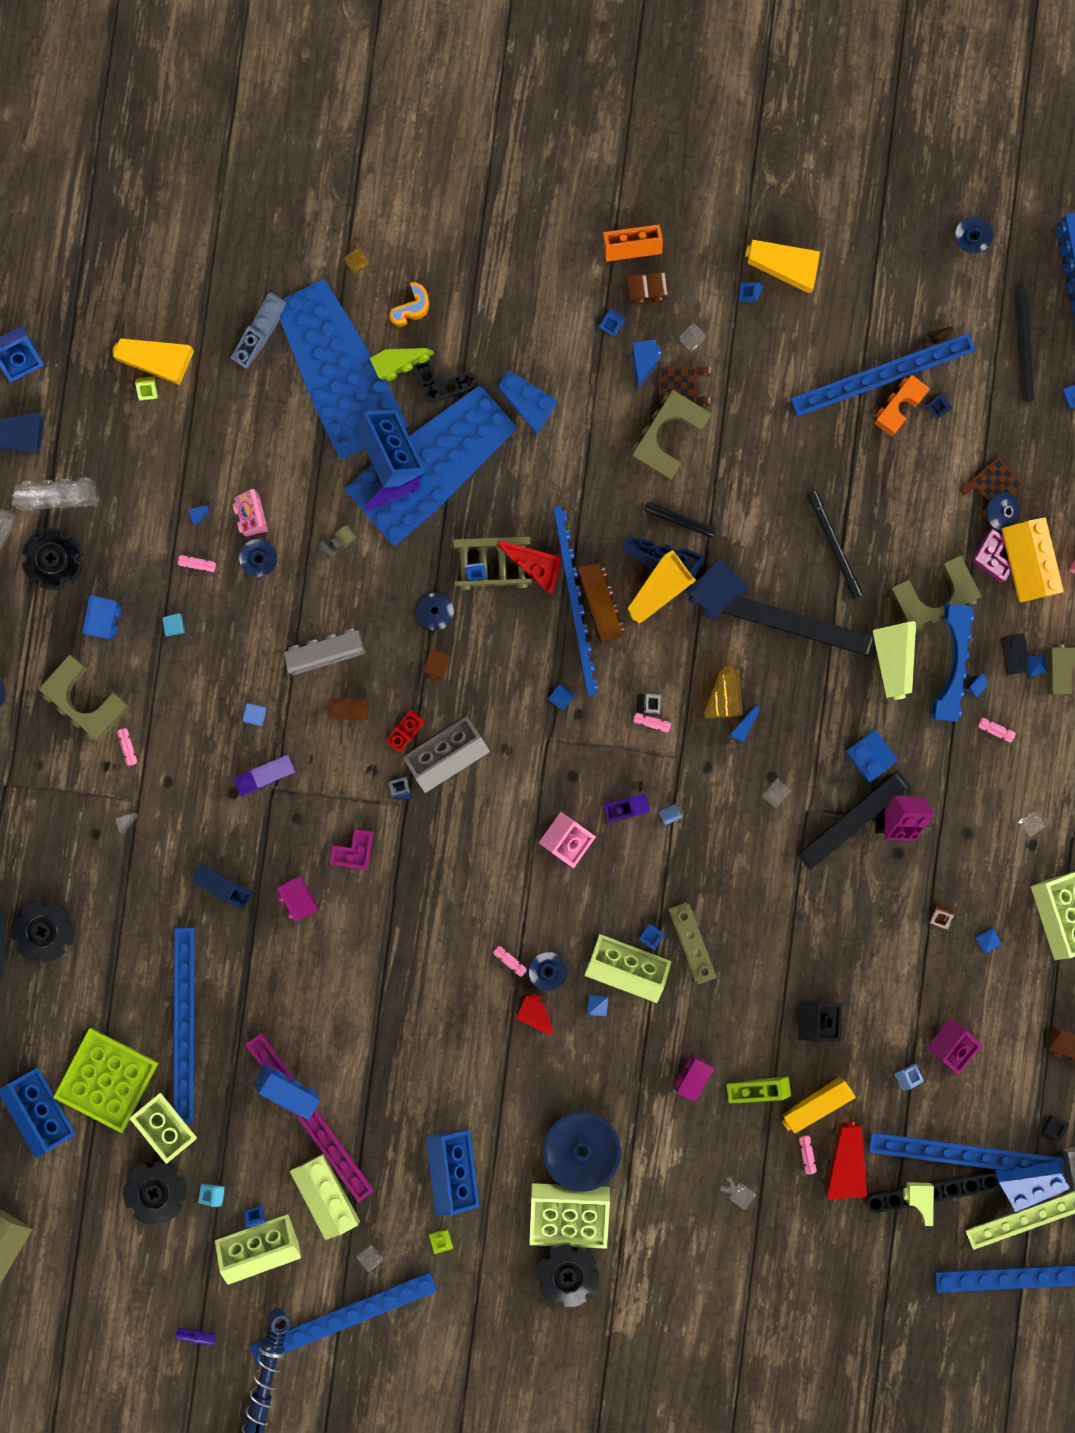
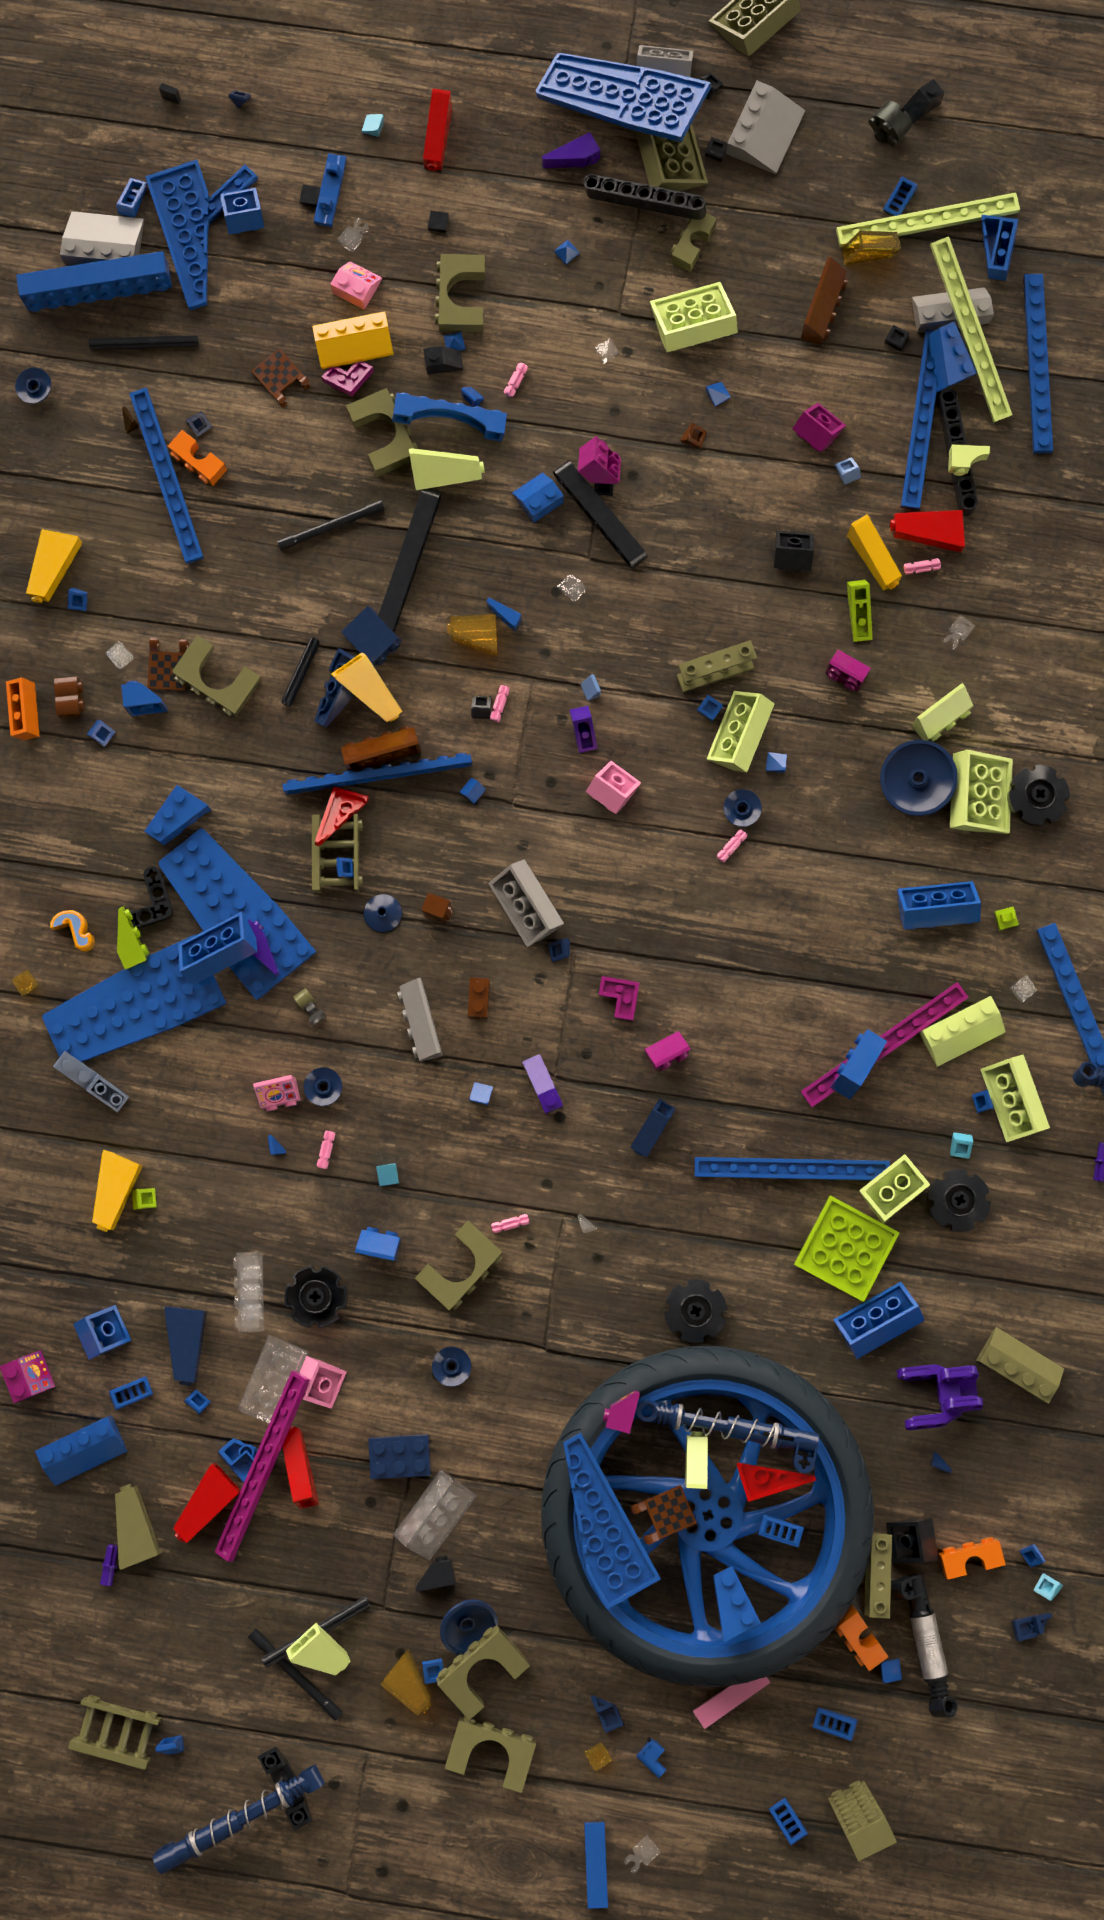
camera: 85 degrees left, 5 degrees down
(405, 731) = (502, 943): red slope -> none
(534, 1013) = (783, 819): red slope -> none
(649, 1177) = (943, 714): none -> yellowish green slope
(996, 511) = (304, 367): dark blue dish -> none

